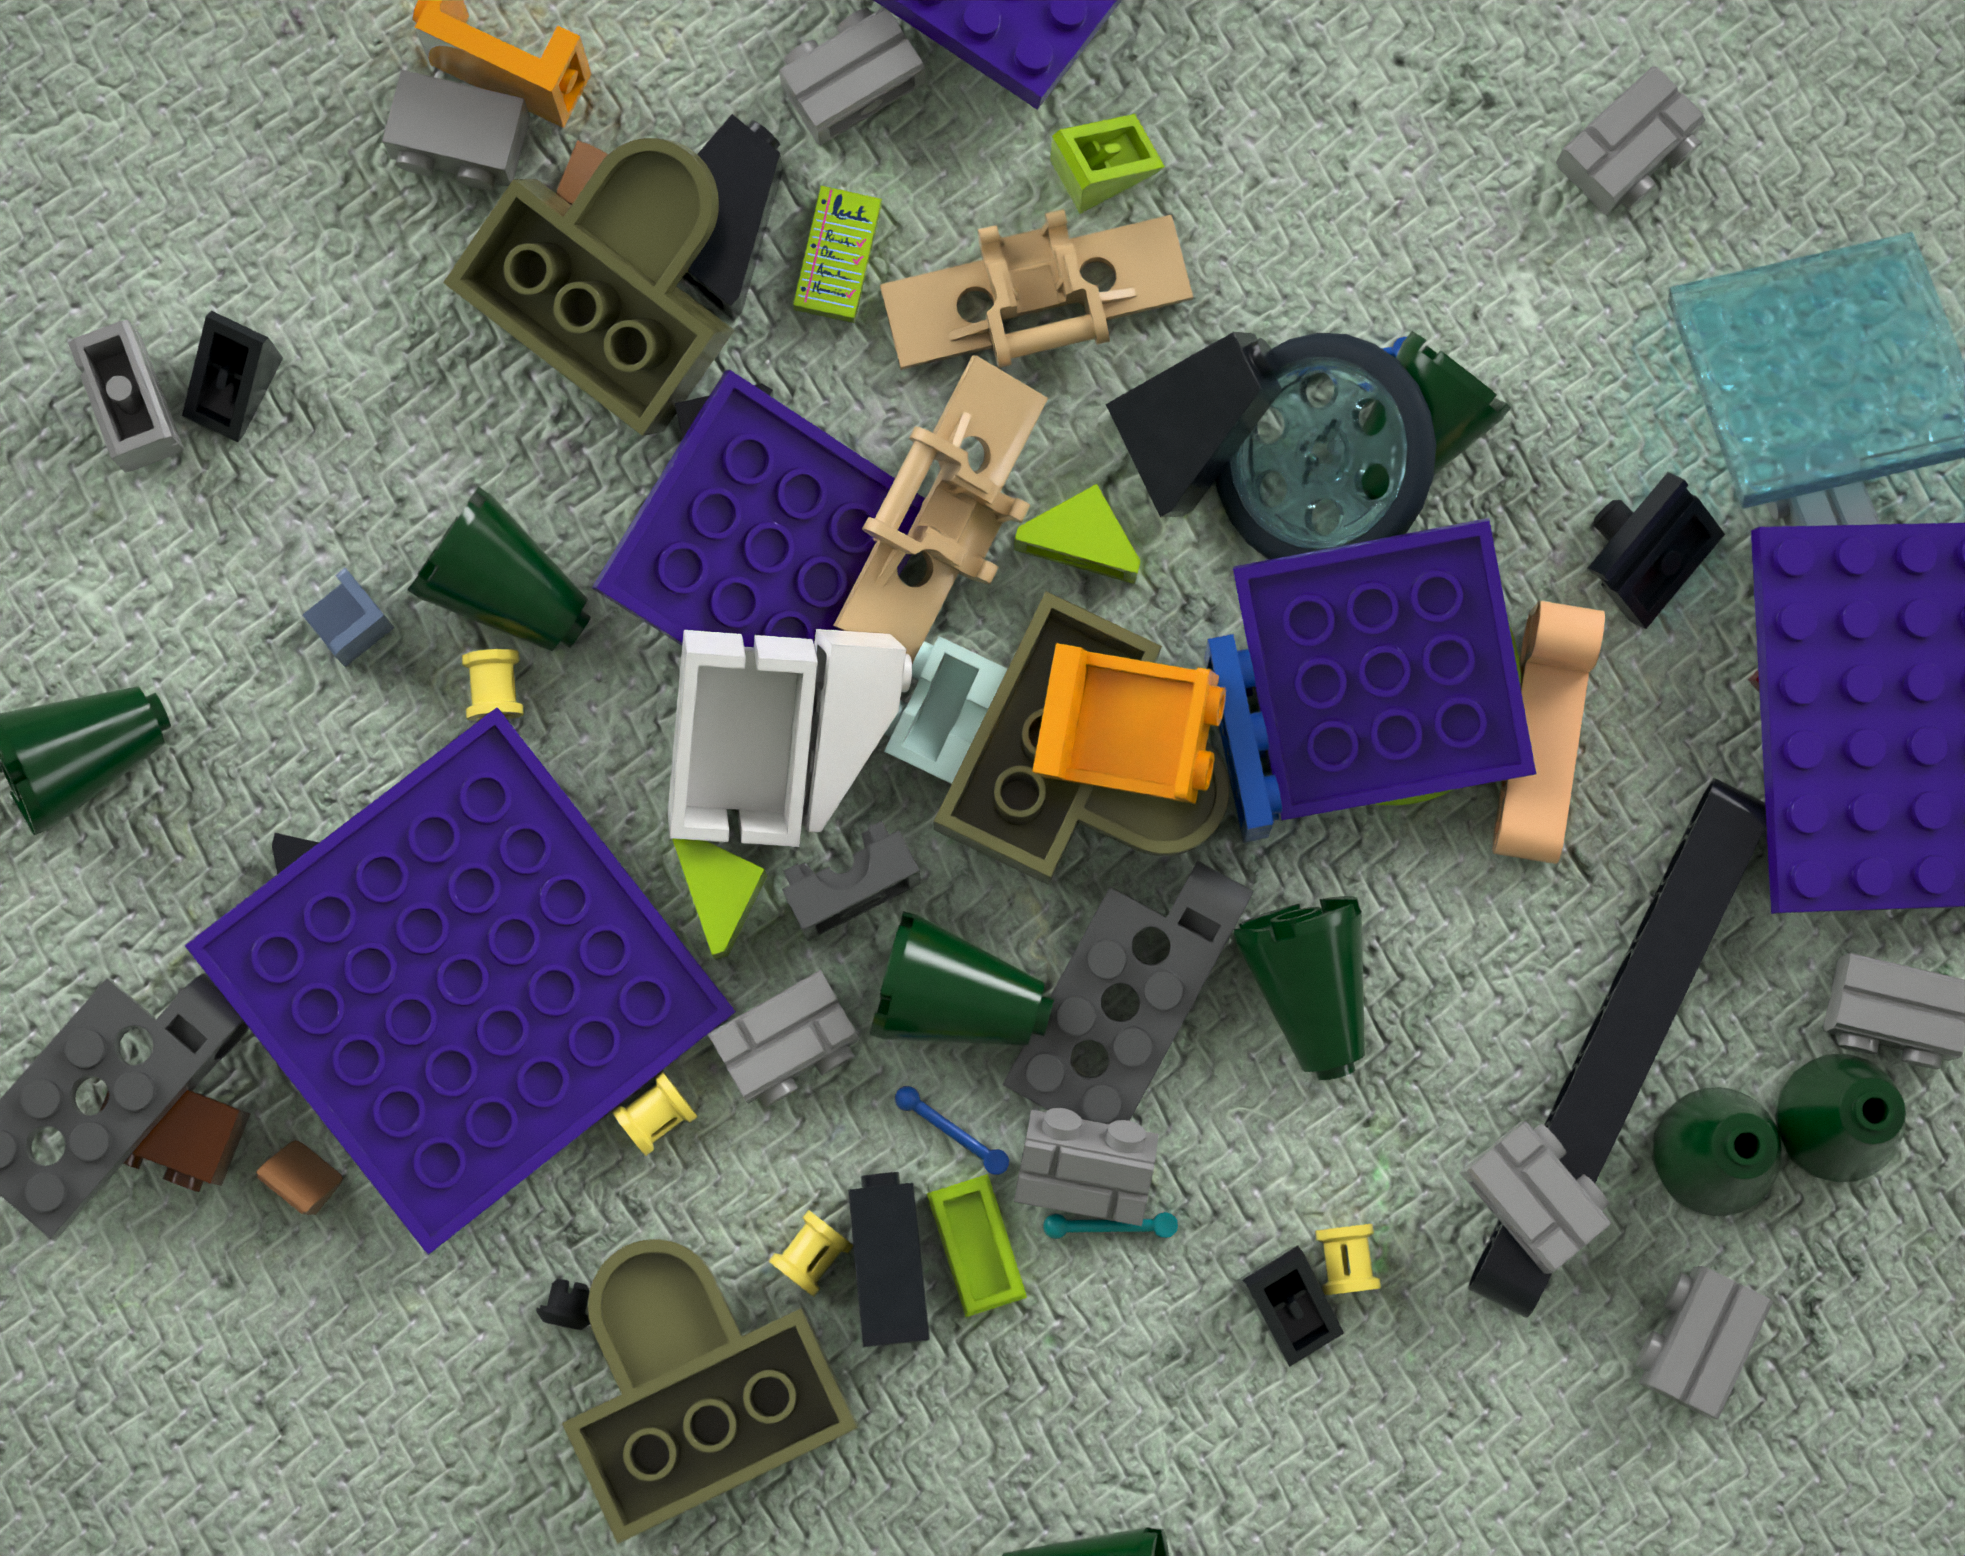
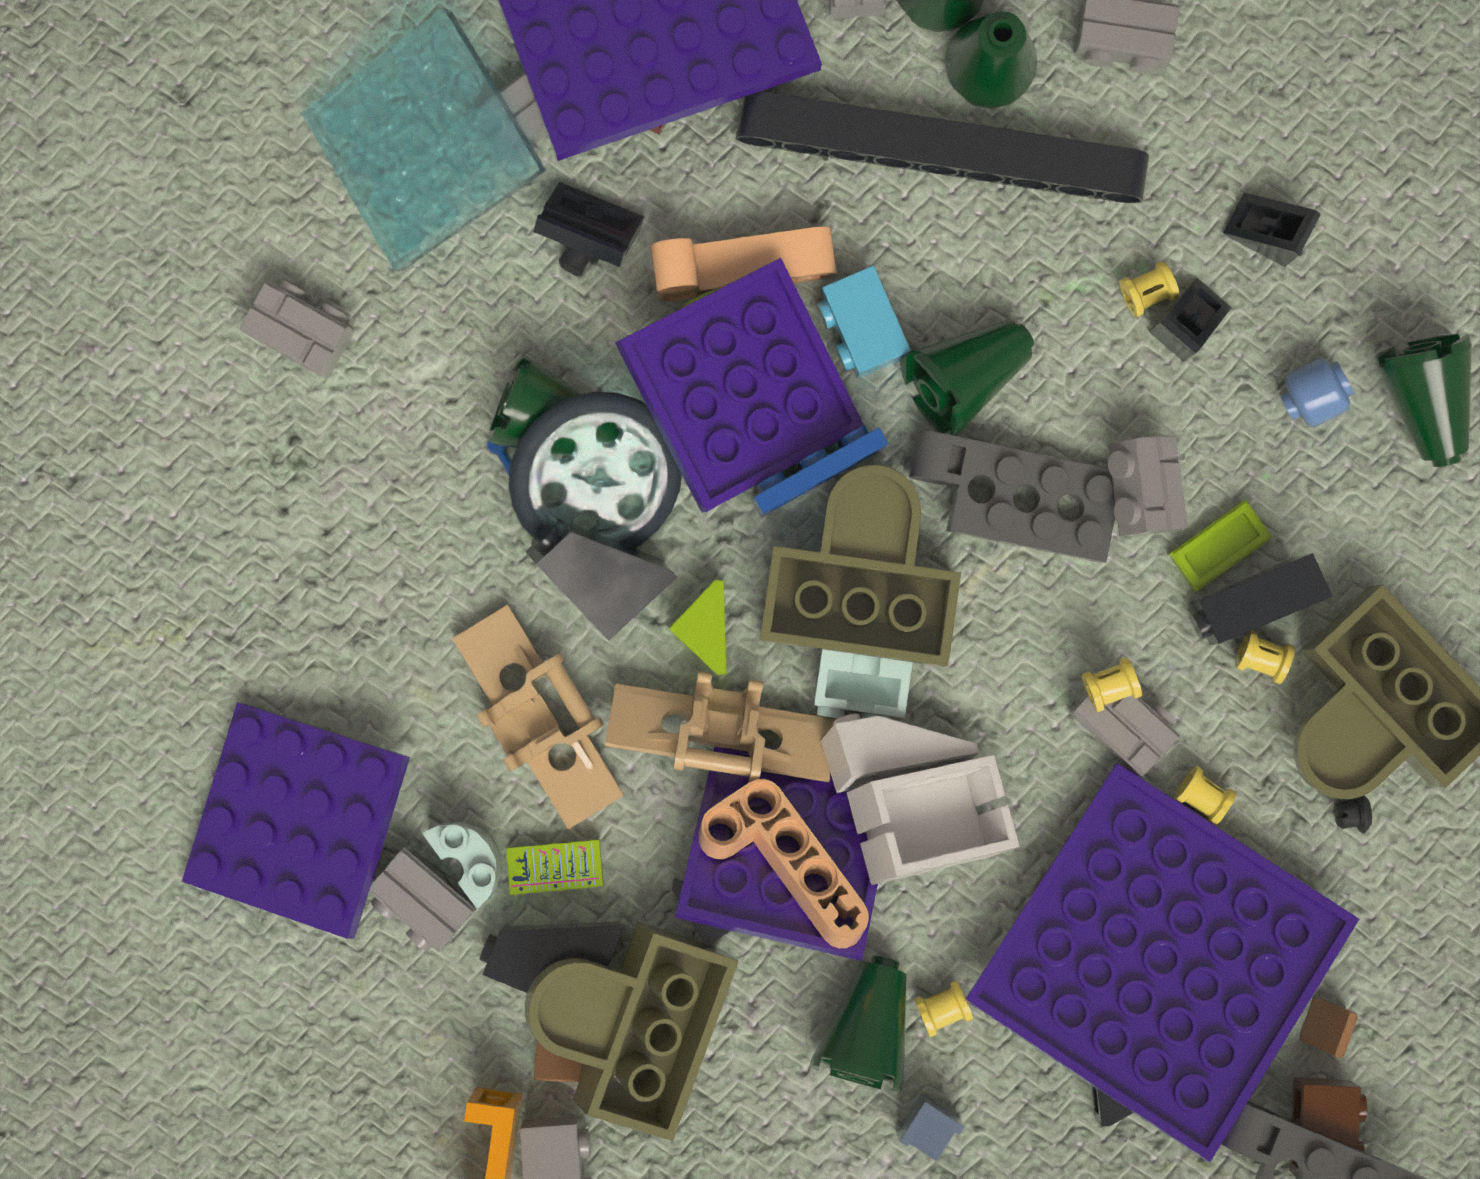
camera: 105 degrees left, 5 degrees up
(721, 889) = (1038, 800): lime slope -> none
(740, 535) = (789, 867): none -> light nougat beam
(830, 898) = (1021, 721): dark grey brick -> none
(840, 1025) = (1112, 684): none -> light yellow bush
(885, 157) = (475, 852): none -> light aqua cylinder
(955, 992) = (1058, 613): dark green cone -> none
(994, 1160) = (1157, 551): blue hinge -> none
(1056, 1225) = (1163, 423): teal hinge -> none
(1103, 159) = (426, 698): lime slope -> none
(1128, 724) = (842, 549): light orange panel -> none
(1140, 1439) = (1317, 392): none -> medium blue head
(1382, 1449) = (1271, 227): none -> black slope
(1418, 865) = (863, 322): none -> medium azure brick
(1537, 1195) = (1073, 170): light grey brick -> none

